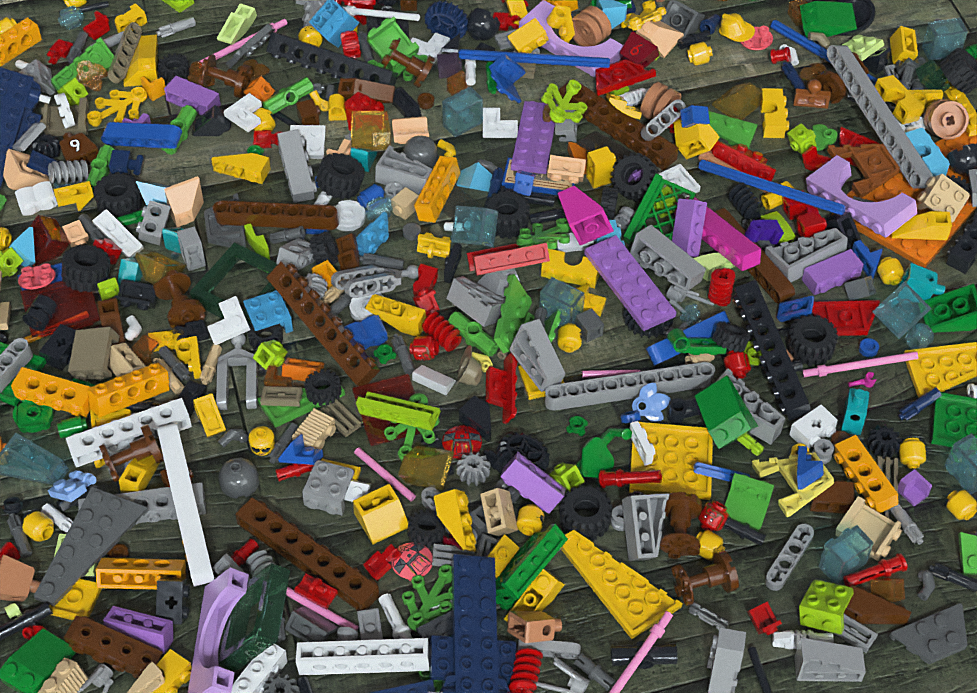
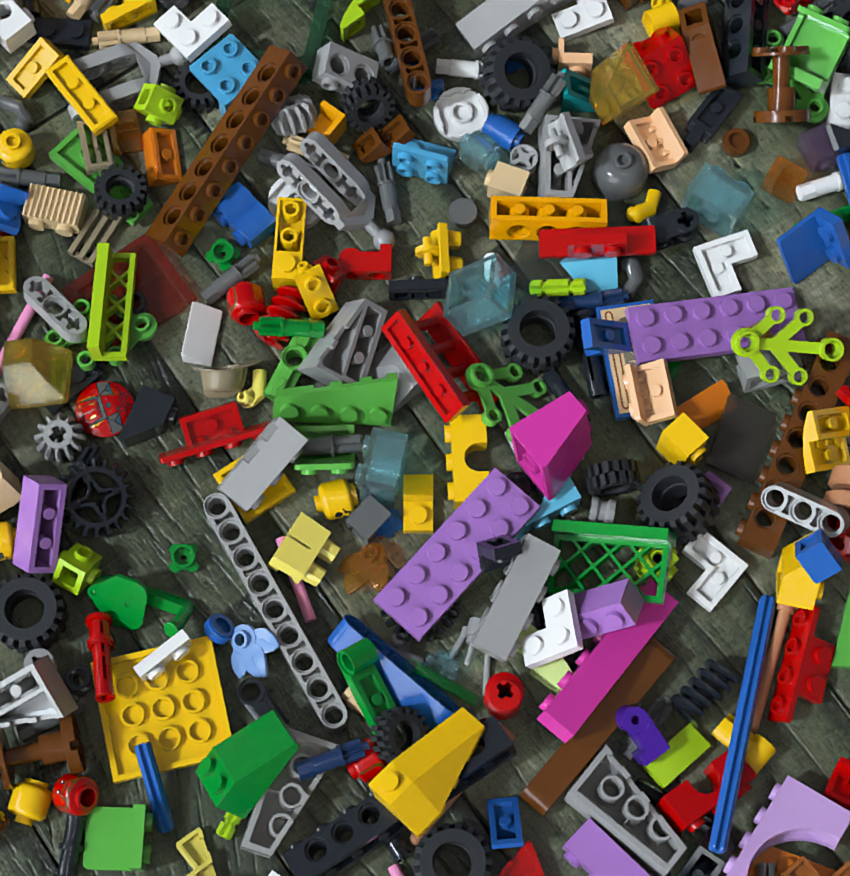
camera: 70 degrees right, 20 degrees up
(245, 390) = (81, 95): none -> yellow tile
(367, 165) = (543, 102): none -> dark grey piece
(375, 454) = (56, 321): none -> light grey beam
(400, 157) = (565, 142): none -> light grey hips
(432, 303) = (315, 290): none -> yellow hinge
(455, 322) = (289, 327): none -> green piece
(464, 168) = (597, 242): none -> red bracket
(466, 142) = (668, 227): none -> black piece
(482, 194) = (558, 287): none -> lime axle
(597, 359) = (299, 549): none -> light yellow hips
(620, 336) = (361, 569): none -> clear orange plate
(639, 252) = (497, 552): none -> black bracket
(697, 317) = (448, 684): none -> green piece
(699, 241) = (561, 633): none -> white plate
(735, 368) = (332, 758): none -> dark blue piece
(764, 325) = (423, 775): none -> yellow wedge

